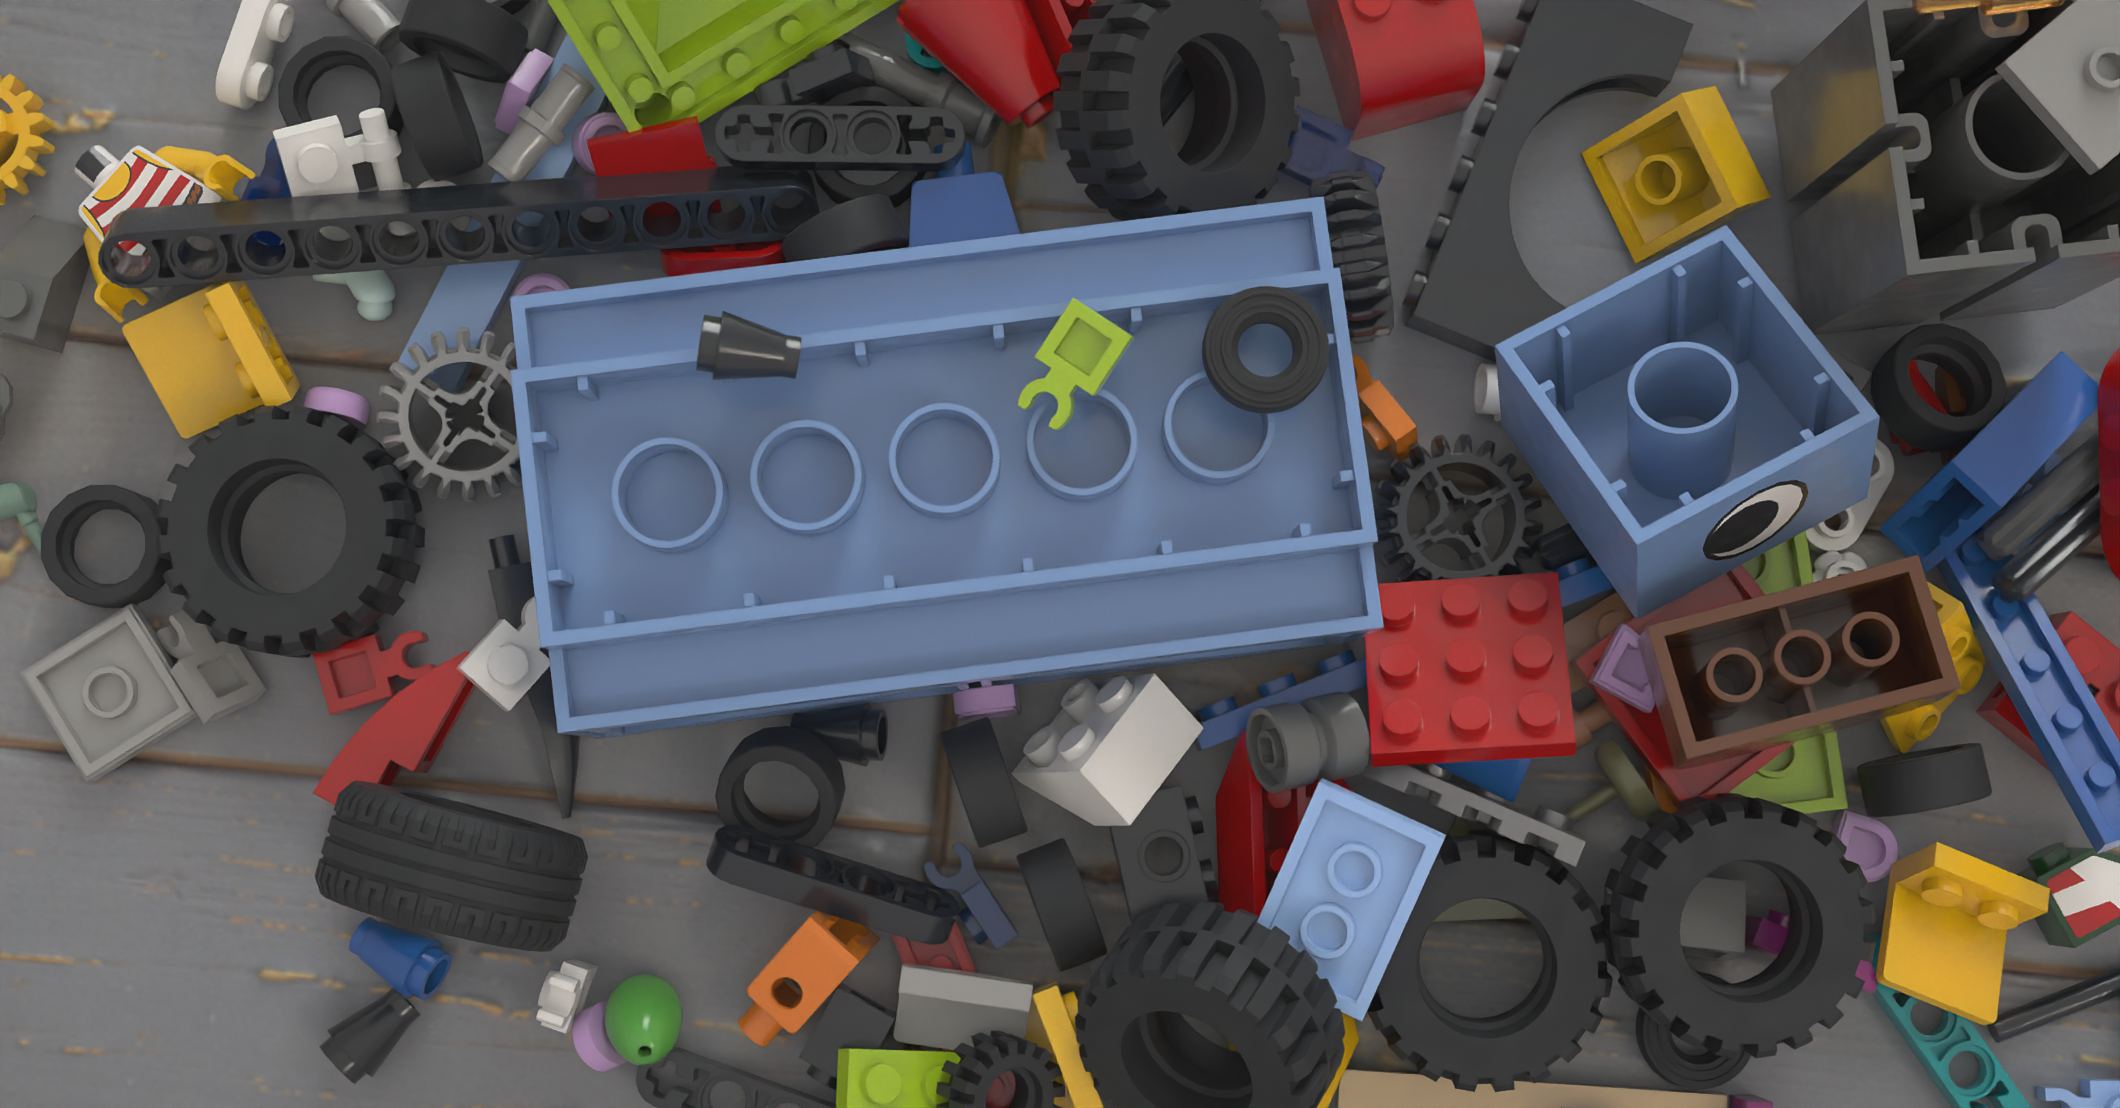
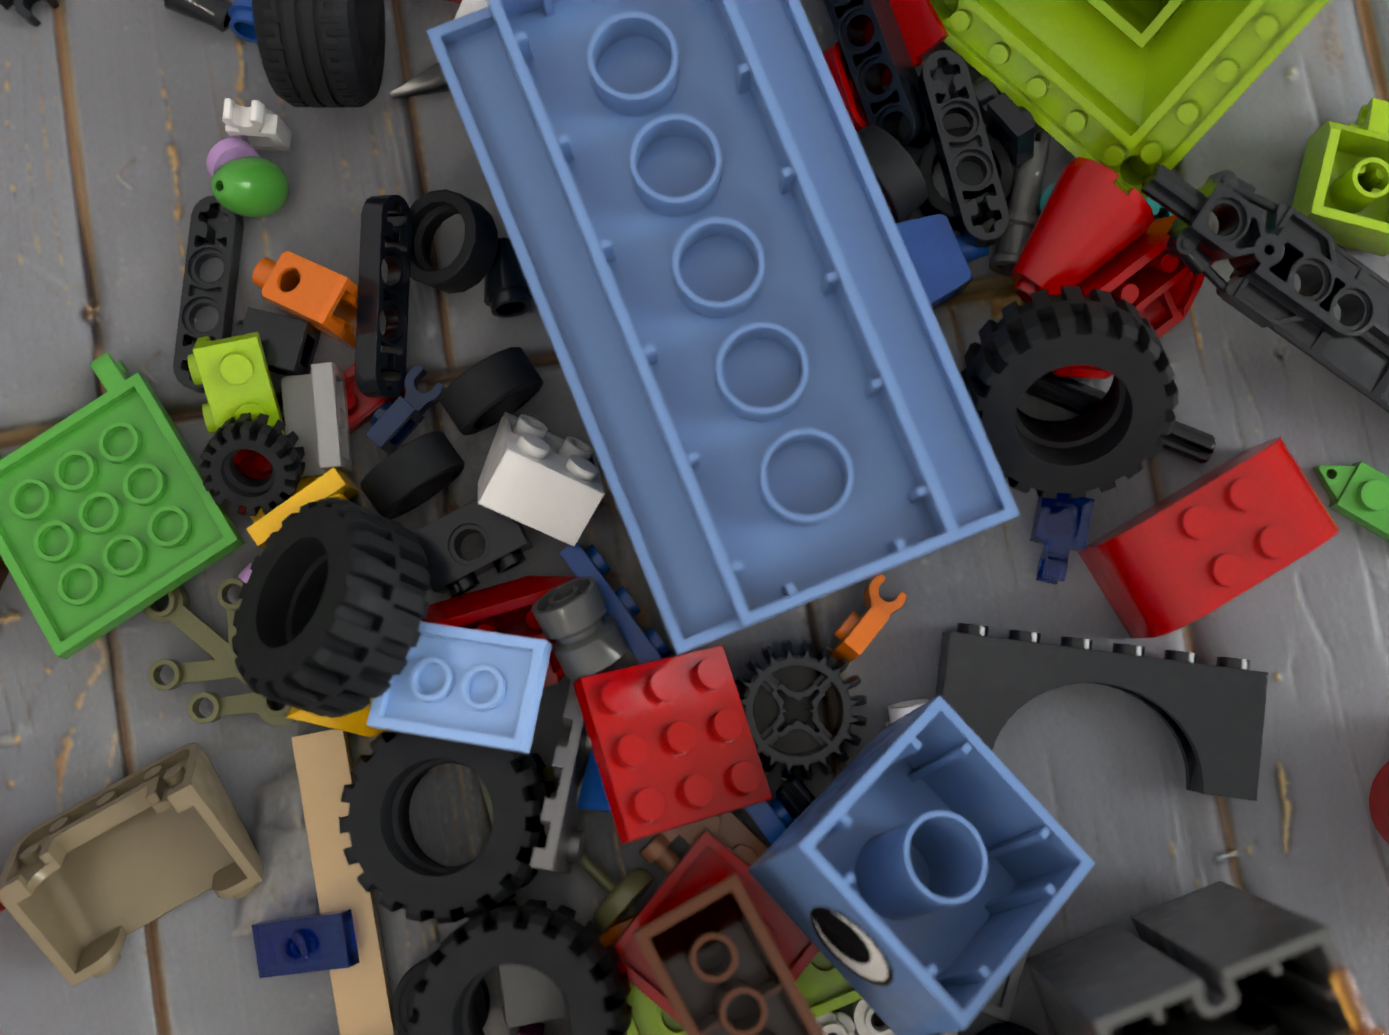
camera: 85 degrees right, 0 degrees up
(744, 349) = (758, 72): black cone -> none
(989, 702) = (556, 383): lavender tile -> none
(1081, 354) = (827, 342): lime plate -> none
(1273, 307) = (901, 465): black tyre -> none
(1358, 251) = (982, 567): black gear -> none
(1623, 670) = (706, 869): lavender tile -> none
(1675, 173) = (1129, 819): yellow slope -> none

